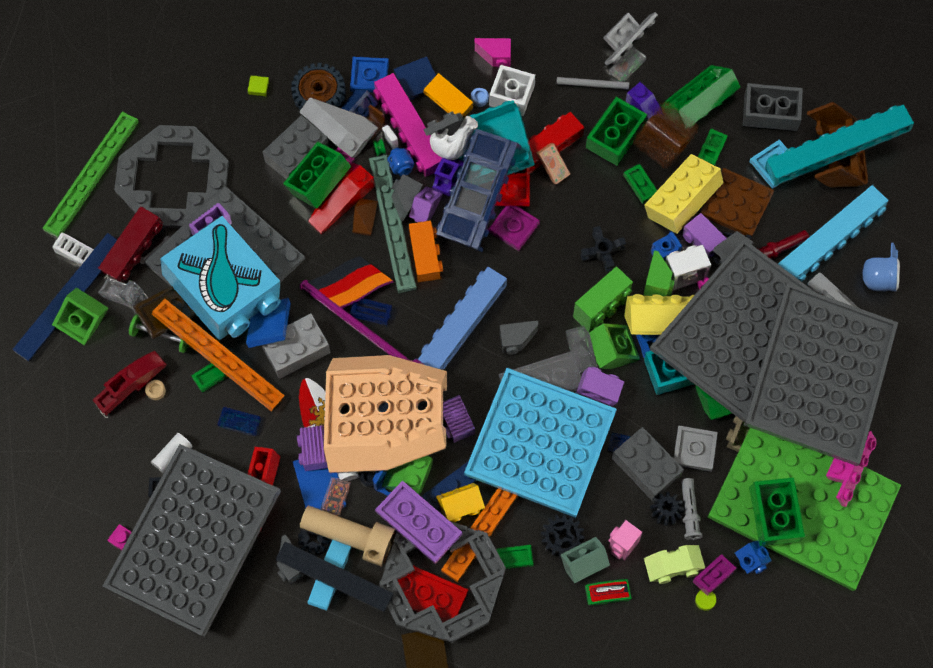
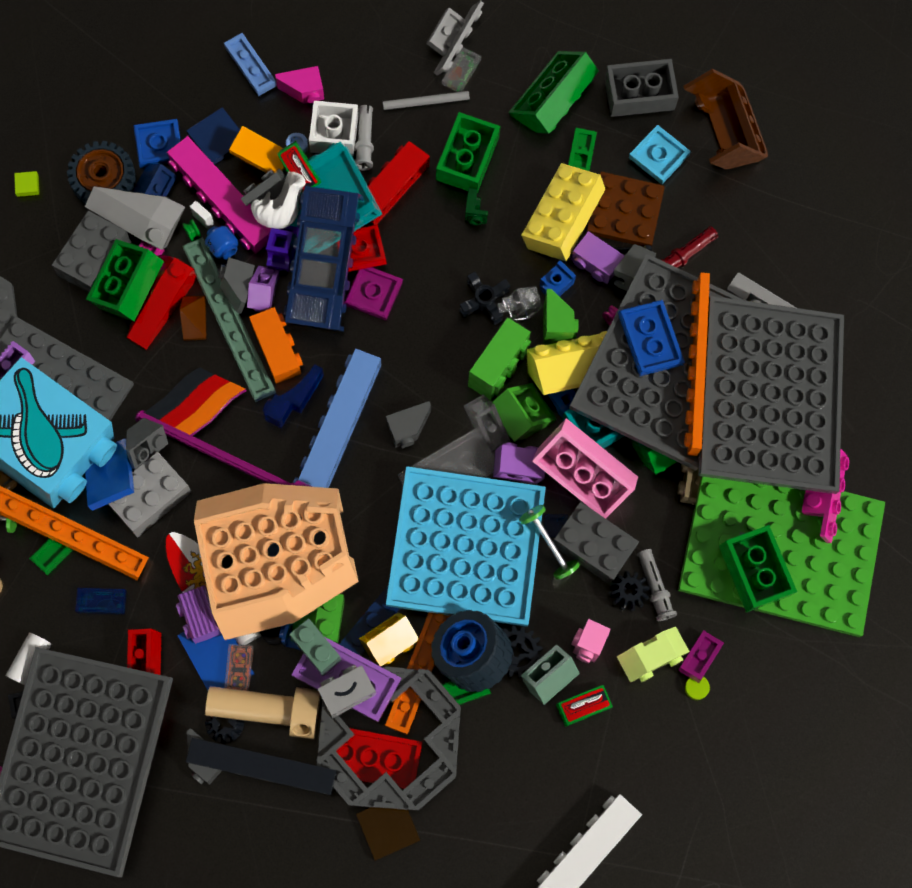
camera: 20 degrees left, 5 degrees up
(302, 303) = (144, 441): none -> dark grey slope
(322, 594) = (258, 740): medium azure slope -> none
(377, 118) = (181, 195): reddish brown bracket -> none
(384, 321) = (229, 439): clear blue tile -> none
(399, 491) = (315, 647): none -> sand green brick
(415, 531) = (346, 690): none -> light grey brick
(416, 301) = (280, 407): none -> clear blue slope
(457, 27) = (250, 64): none -> medium blue plate
(457, 419) = (362, 540): medium lavender brick -> none
(474, 108) = (296, 161): none -> slope
(524, 525) = (471, 651): none -> black wheel
(533, 108) = (364, 146): none -> light grey pin
(553, 163) = (403, 207): nougat tile -> none
(609, 178) = (473, 213): none -> dark green bracket
(618, 478) = (565, 568): none -> axle
(632, 260) = (521, 303): none -> clear brick
(640, 183) = (509, 210): green plate -> none
(643, 100) = (493, 110): dark purple slope -> none
(652, 400) = (585, 469): none -> bright pink brick
(665, 134) = (523, 144): reddish brown piece -> none
(688, 266) = (589, 297): white brick -> none
(695, 448) = (646, 512): light grey plate -> none
(730, 306) = (651, 337): none -> blue tile
(753, 557) = (741, 626): blue brick -> none
(761, 341) = (696, 372): none -> orange plate
(835, 233) = (745, 222): medium azure brick -> none
(839, 144) = (728, 117): teal brick -> none
(882, 273) = (810, 258): medium blue piece -> none

